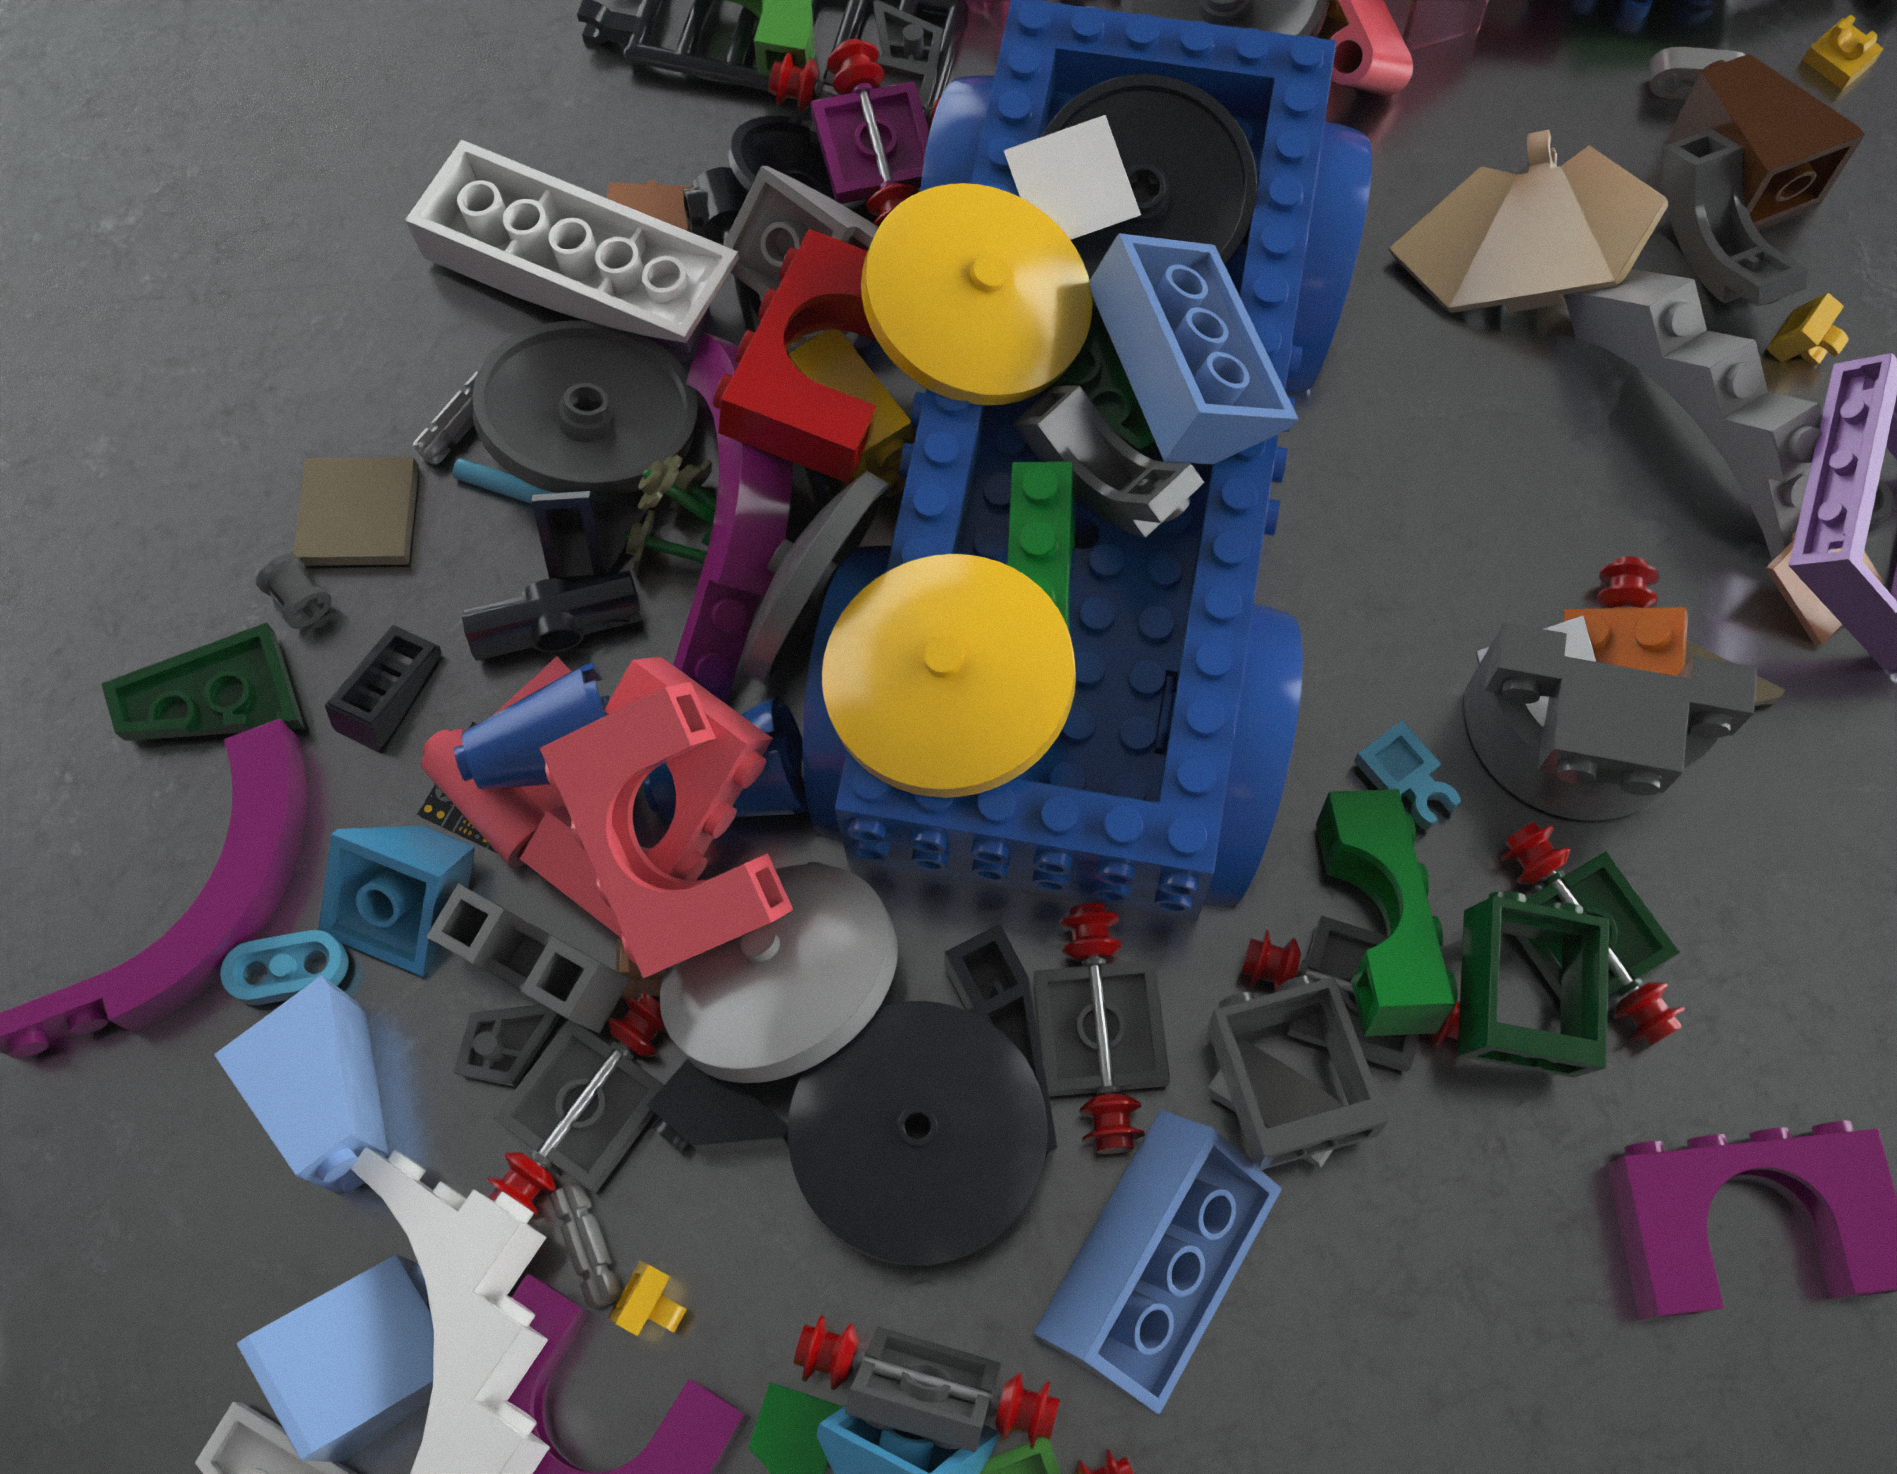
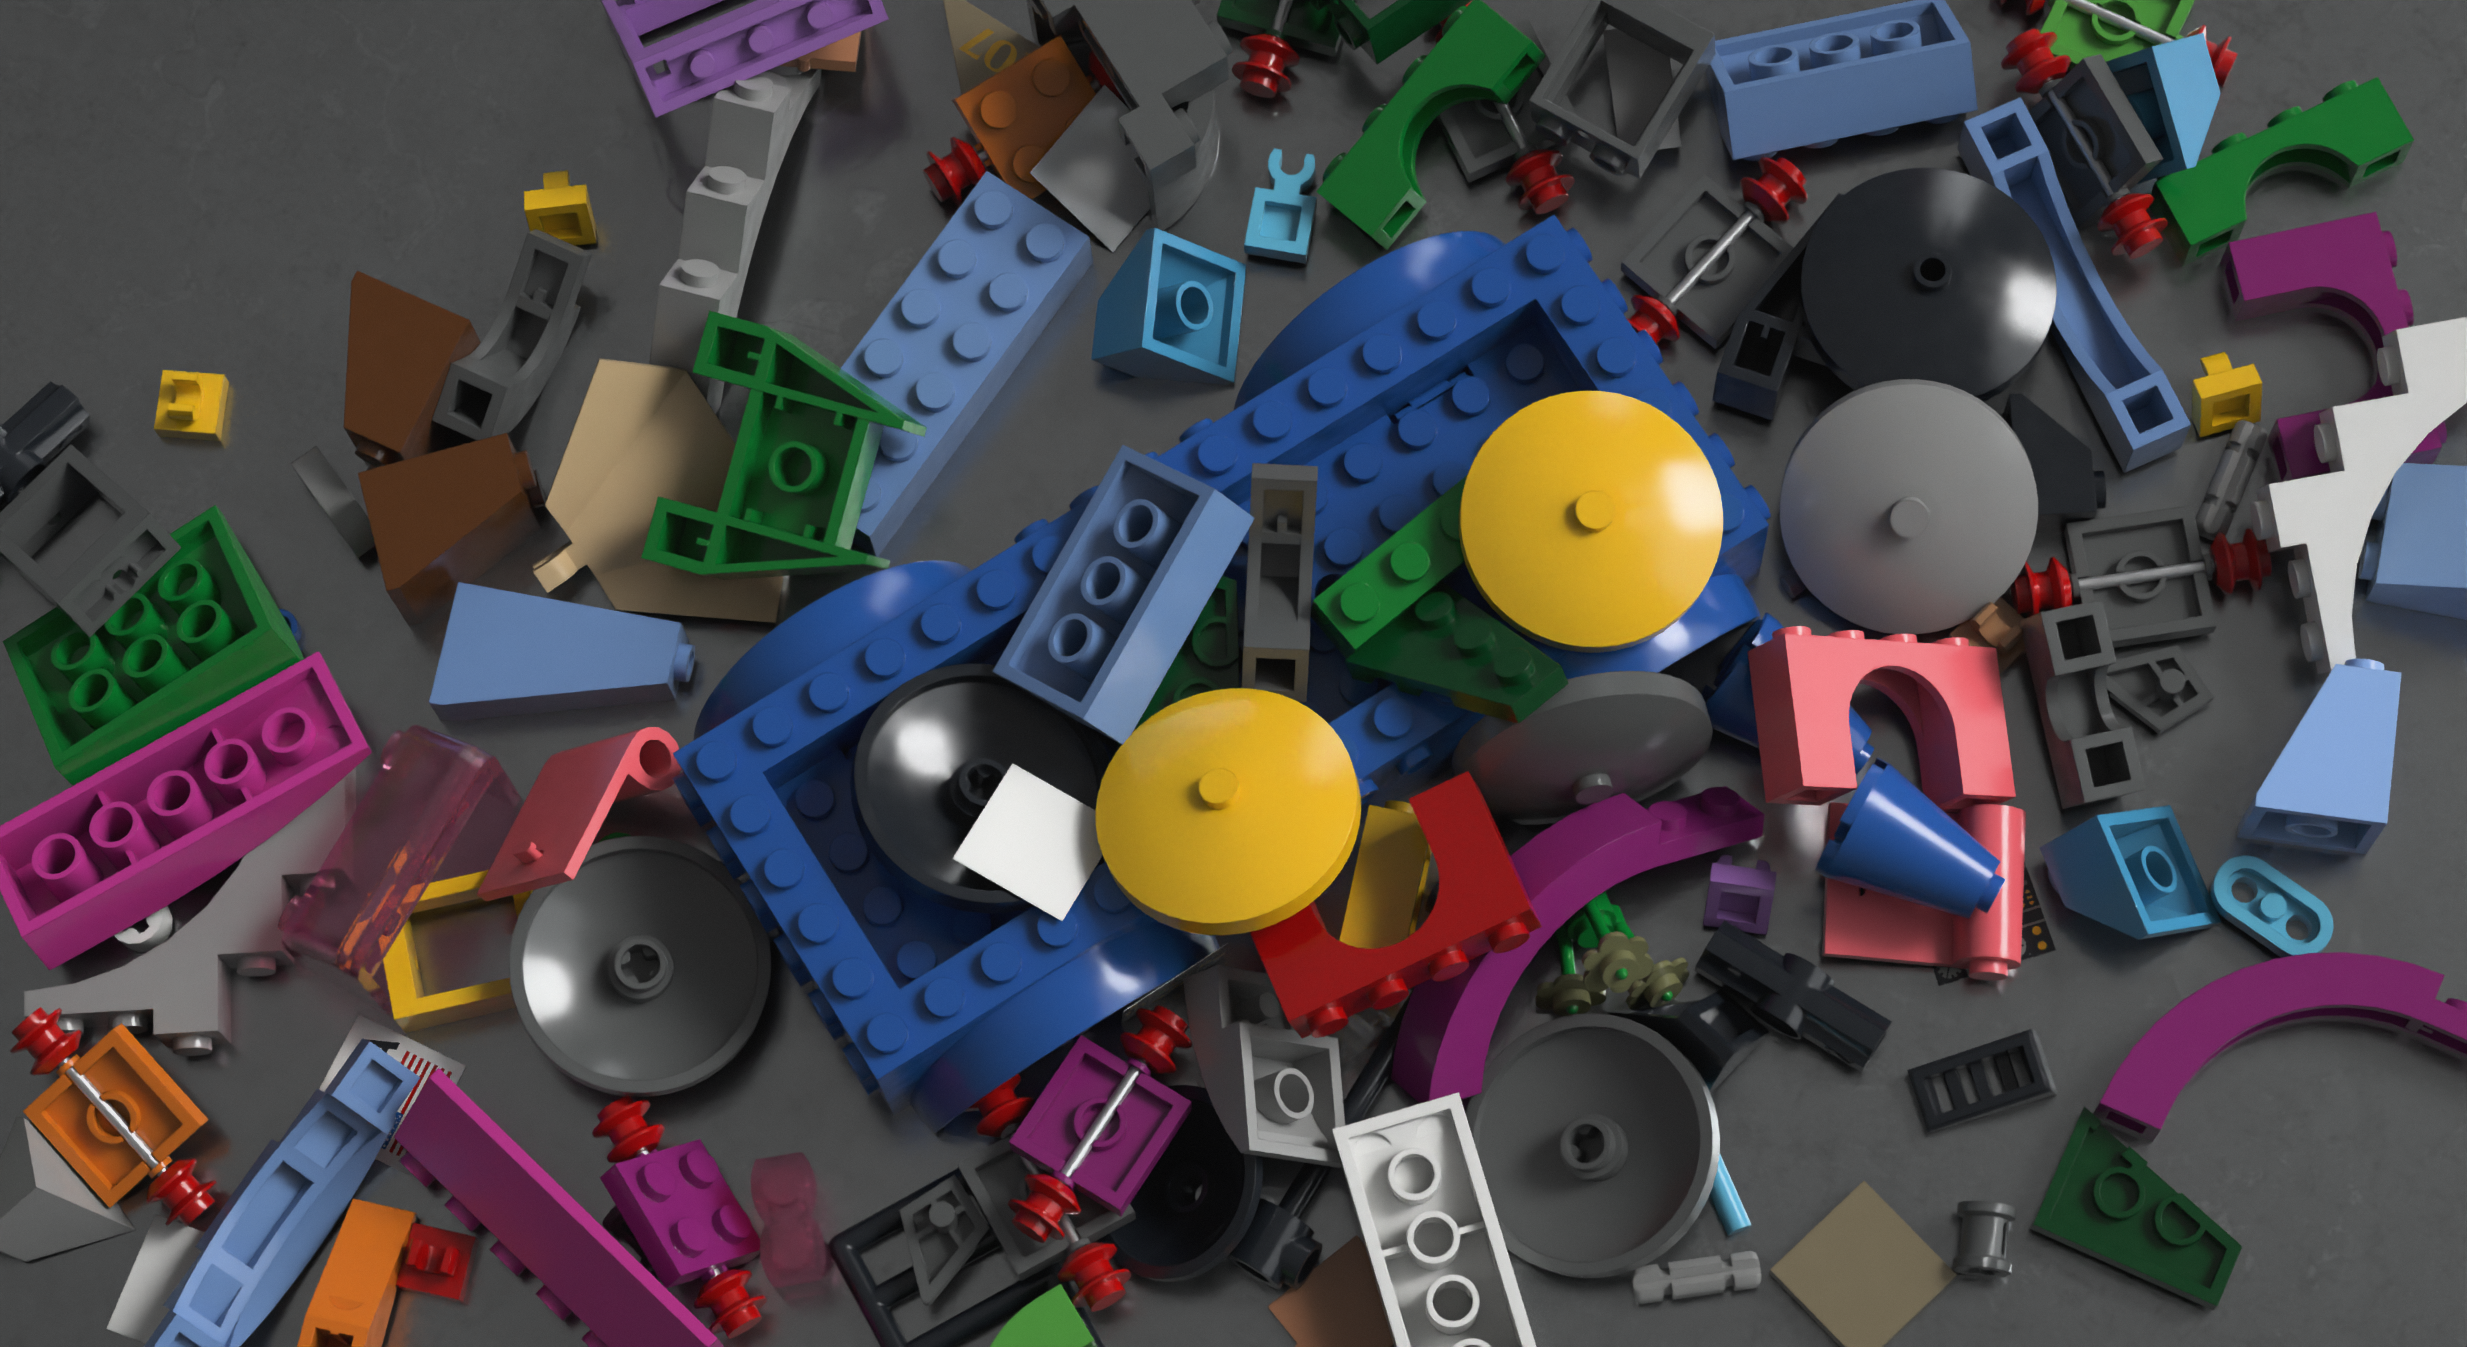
camera: 130 degrees left, 5 degrees up
(598, 780) = (1958, 607): coral arch -> none
(653, 631) = (1740, 895): none -> medium lavender tile
(818, 1263) = (2106, 358): none -> medium blue arch
(931, 507) = (1461, 654): none -> dark green wing
(1390, 635) = (1172, 312): none -> dark azure slope
(1483, 111) = (550, 655): none -> medium blue slope
(1492, 288) = (794, 465): none -> green wedge
(1492, 462) = (959, 337): none -> medium blue brick
(1630, 84) = (449, 518): none -> reddish brown slope

